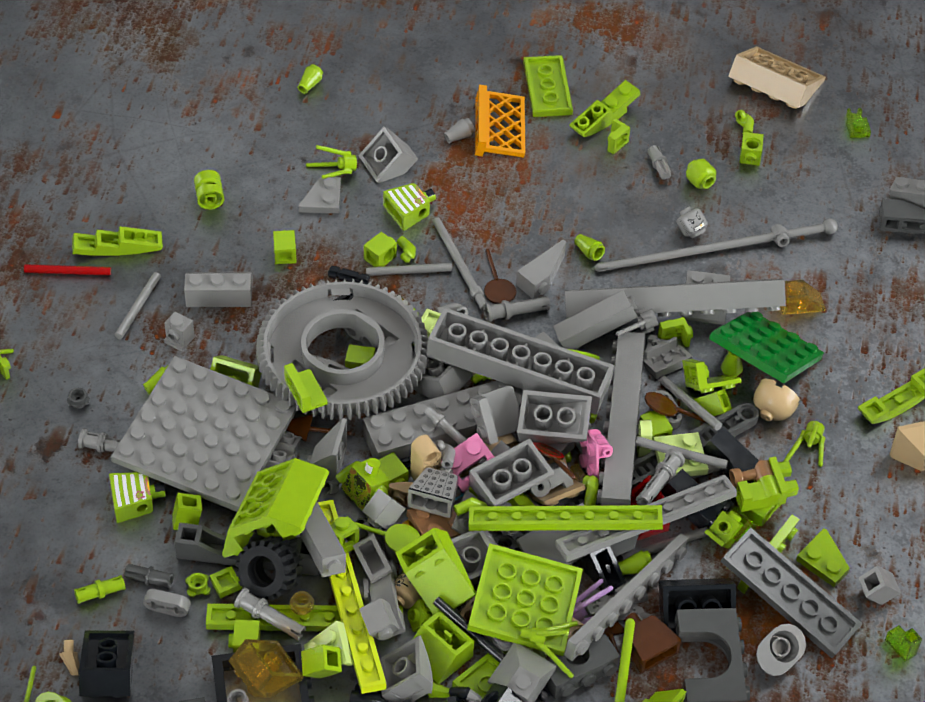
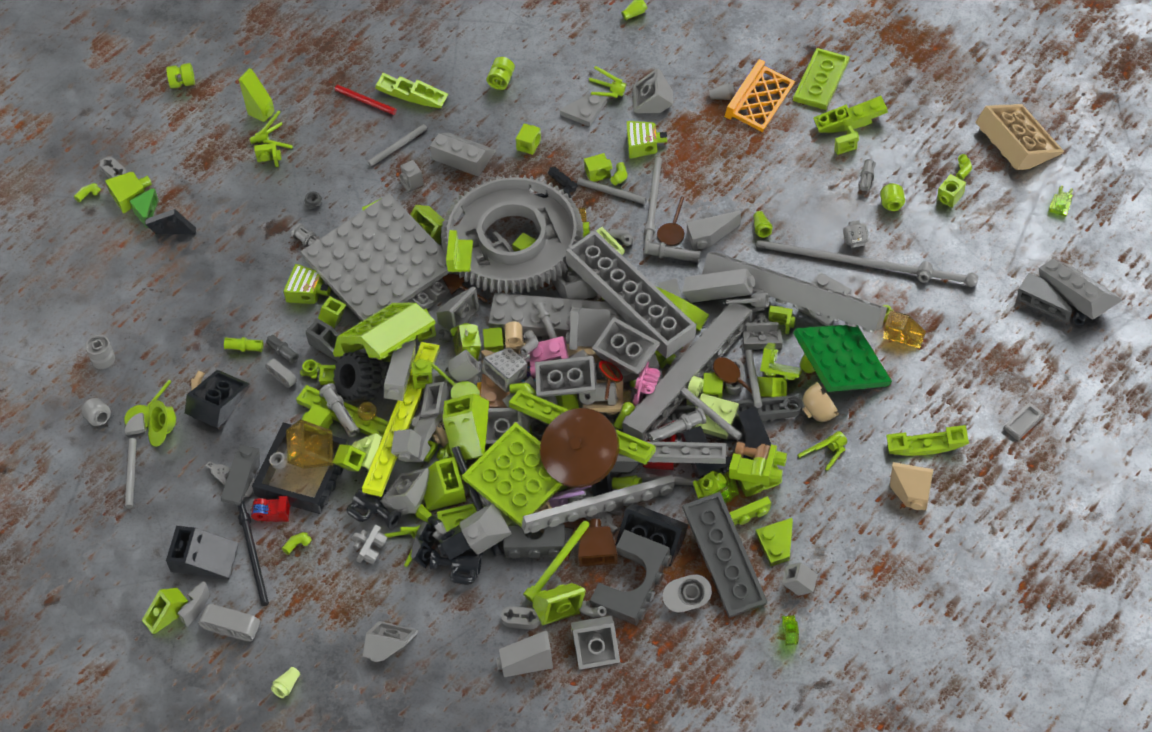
camera: 35 degrees right, 5 degrees up
(539, 635) = (509, 504): lime plant -> none
(581, 540) = (579, 447): none -> reddish brown dish

